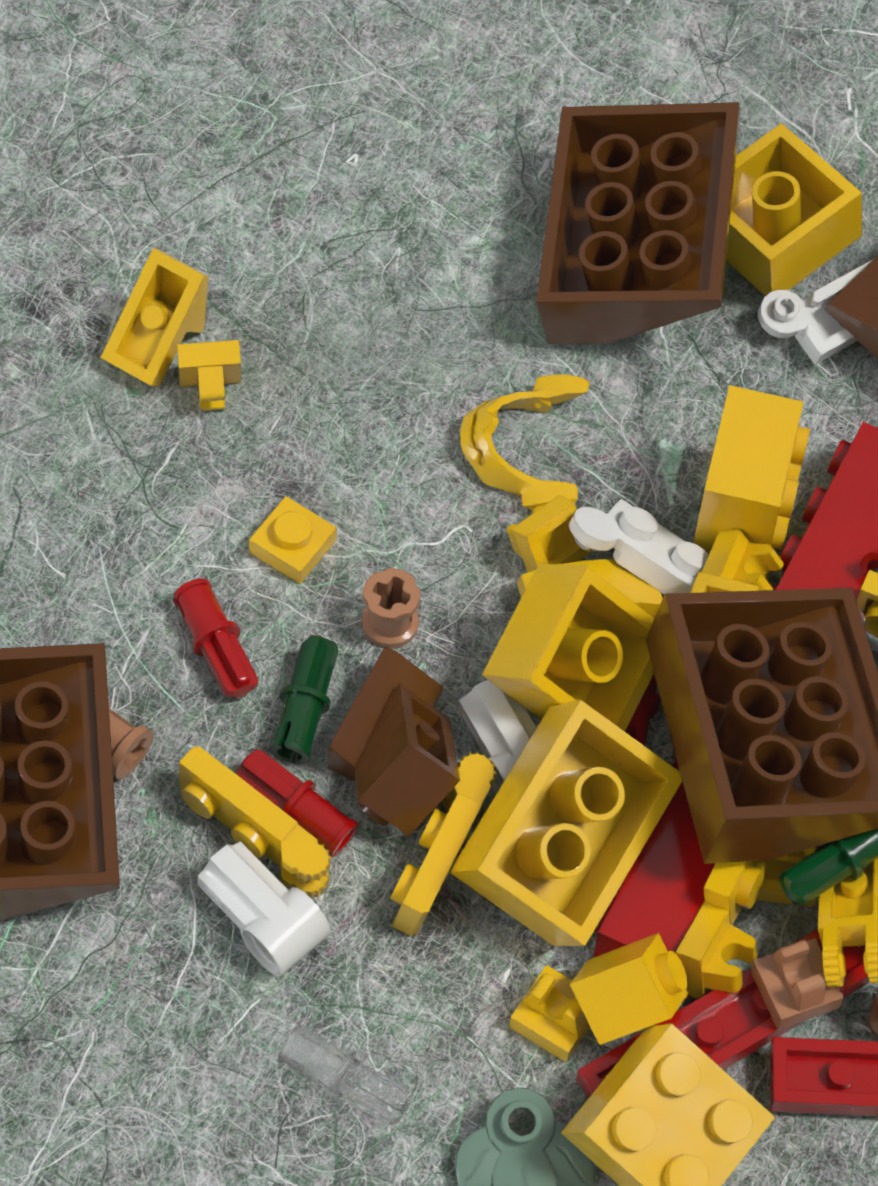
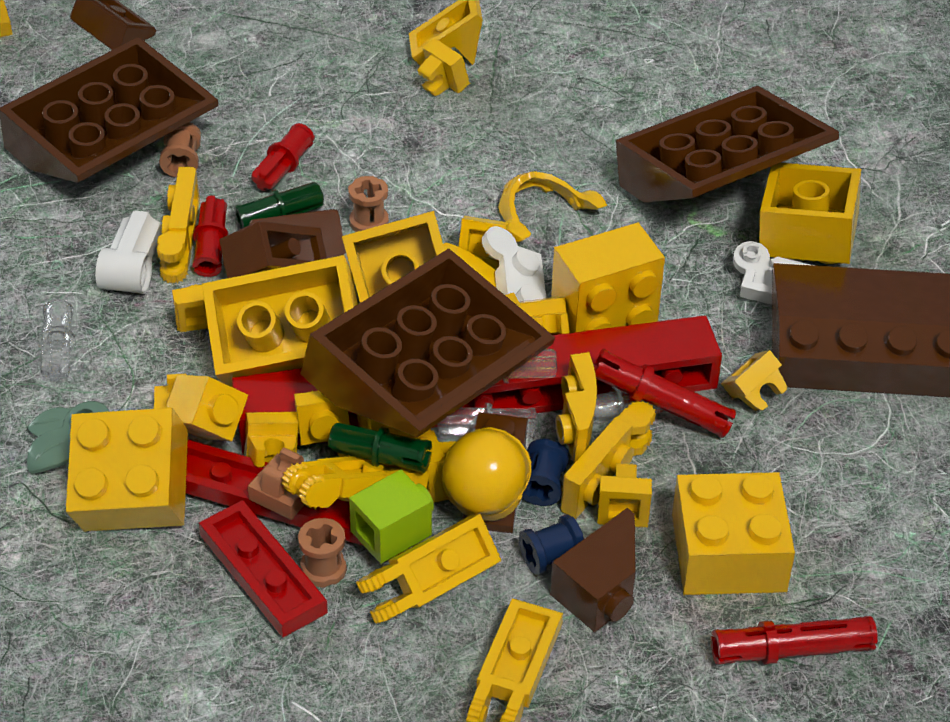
camera: 55 degrees right, 15 degrees down
(293, 539) = (378, 156): yellow plate -> none

